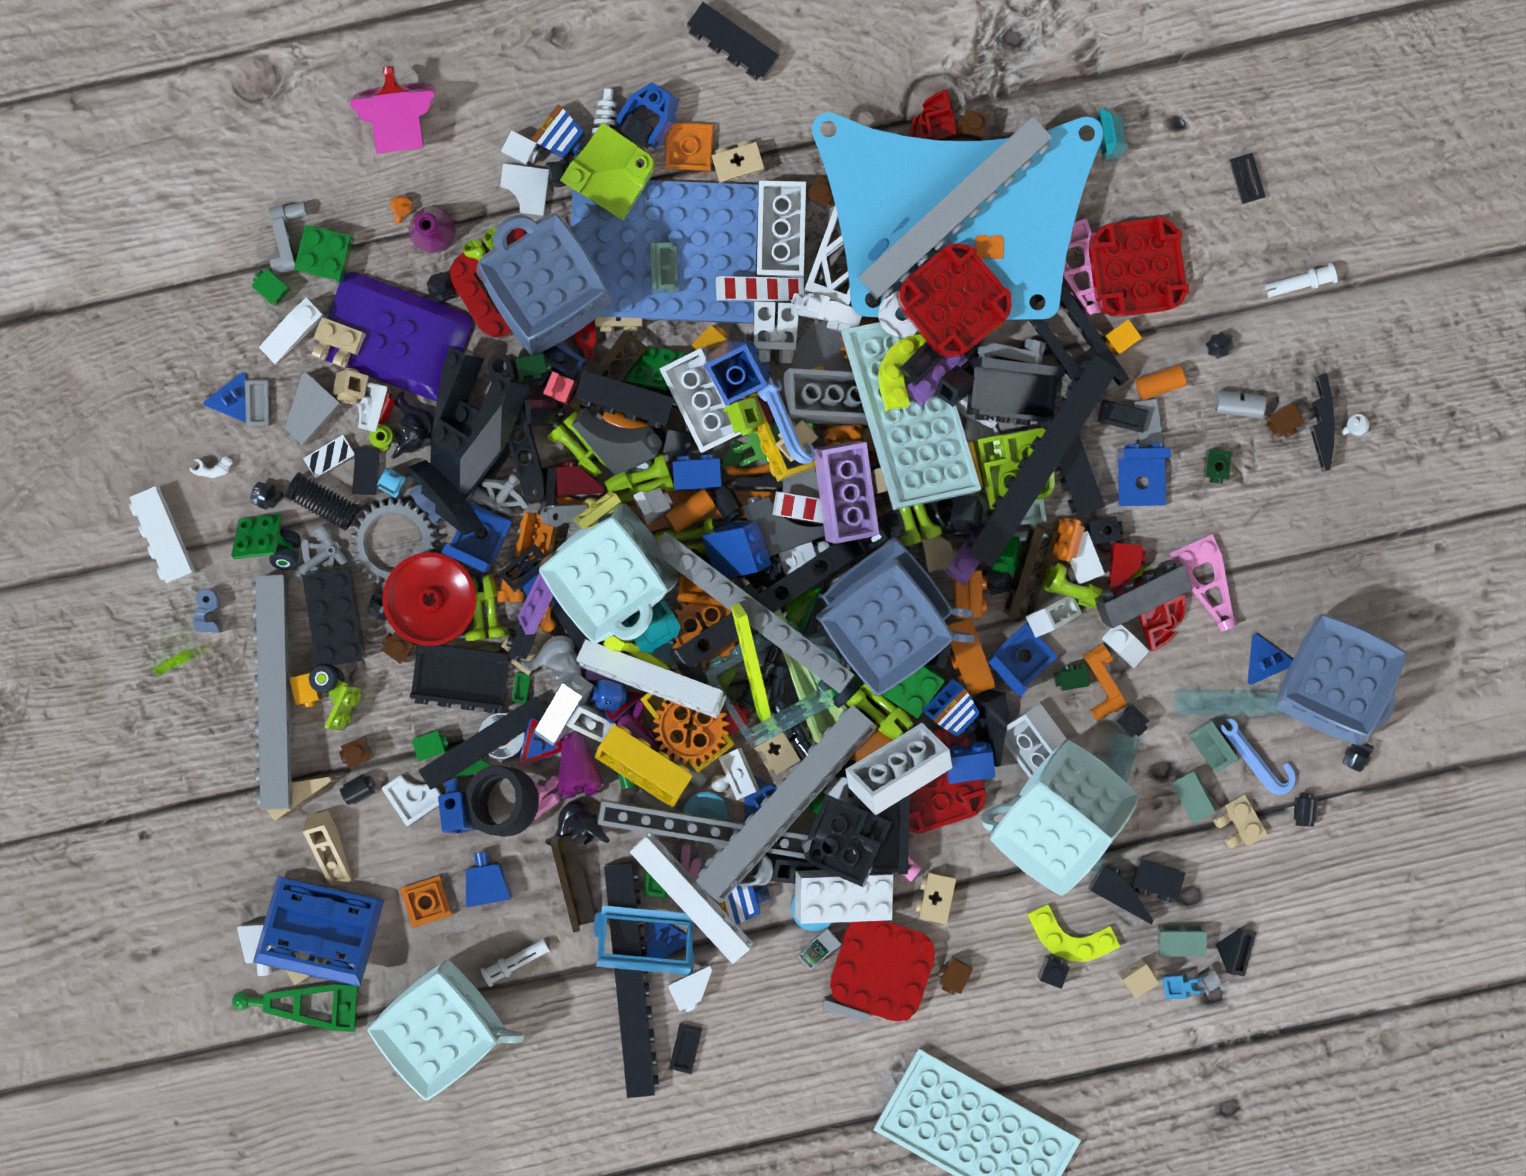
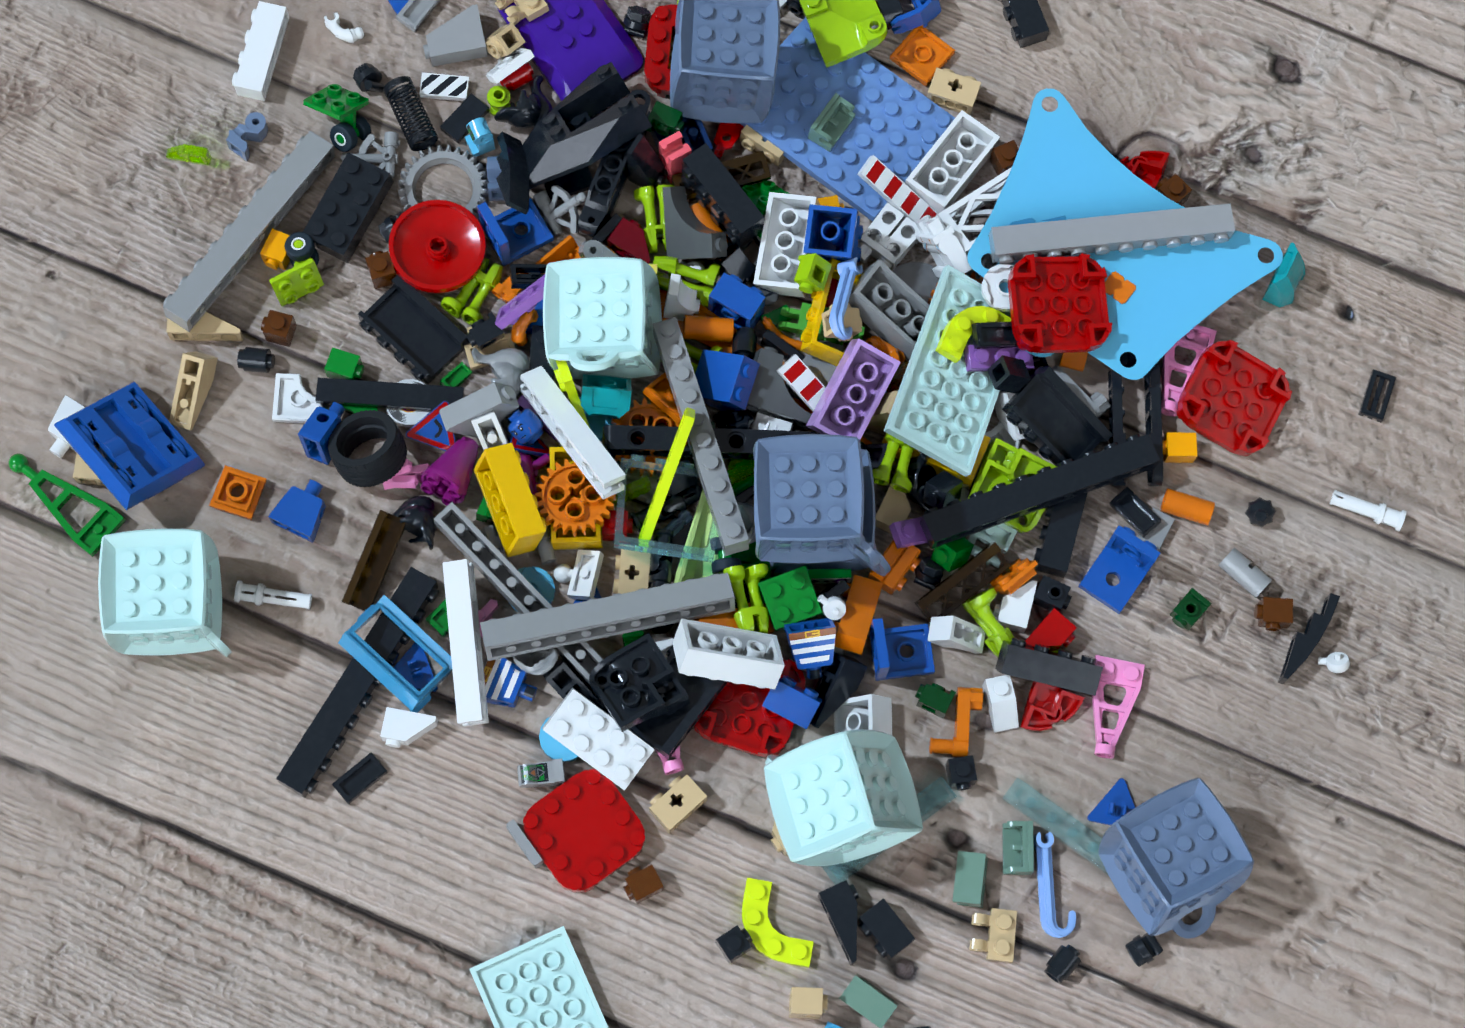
camera: 30 degrees right, 15 degrees down
(950, 671) = (833, 607): none -> white piece

